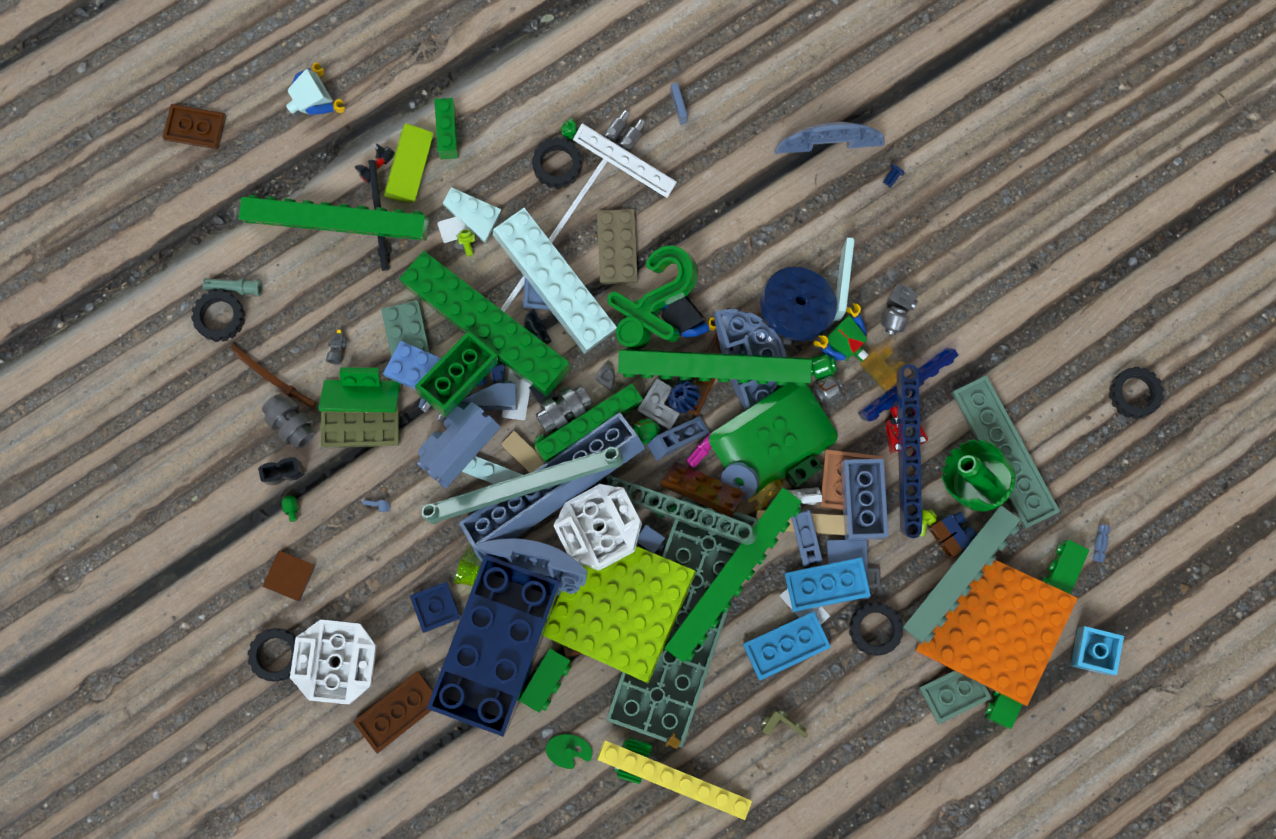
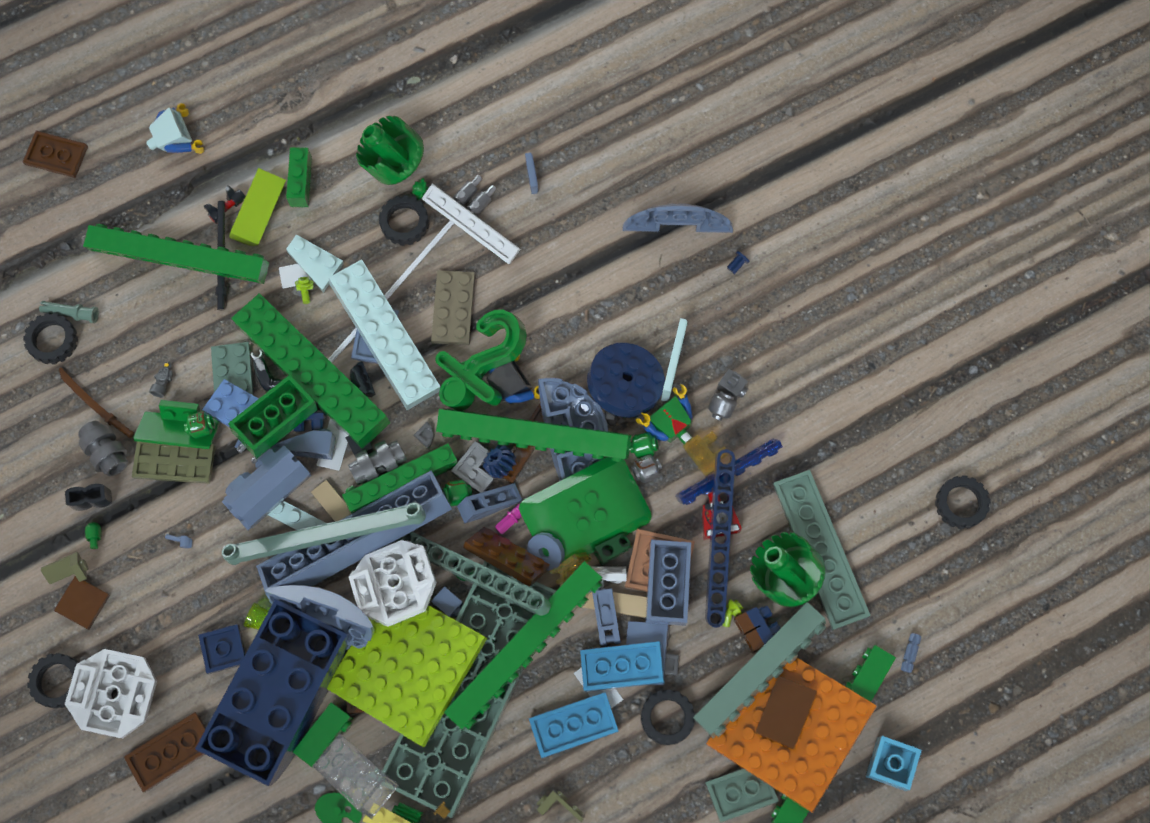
camera: 10 degrees right, 5 degrees down
(267, 543) = (66, 567): none -> olive bracket
(383, 388) = (199, 424): none -> green head
(437, 331) = (262, 372): none -> black arm
(537, 93) = (390, 150): none -> green piece
(585, 717) = (355, 776): none -> clear brick
(991, 613) = (786, 712): none -> reddish brown tile

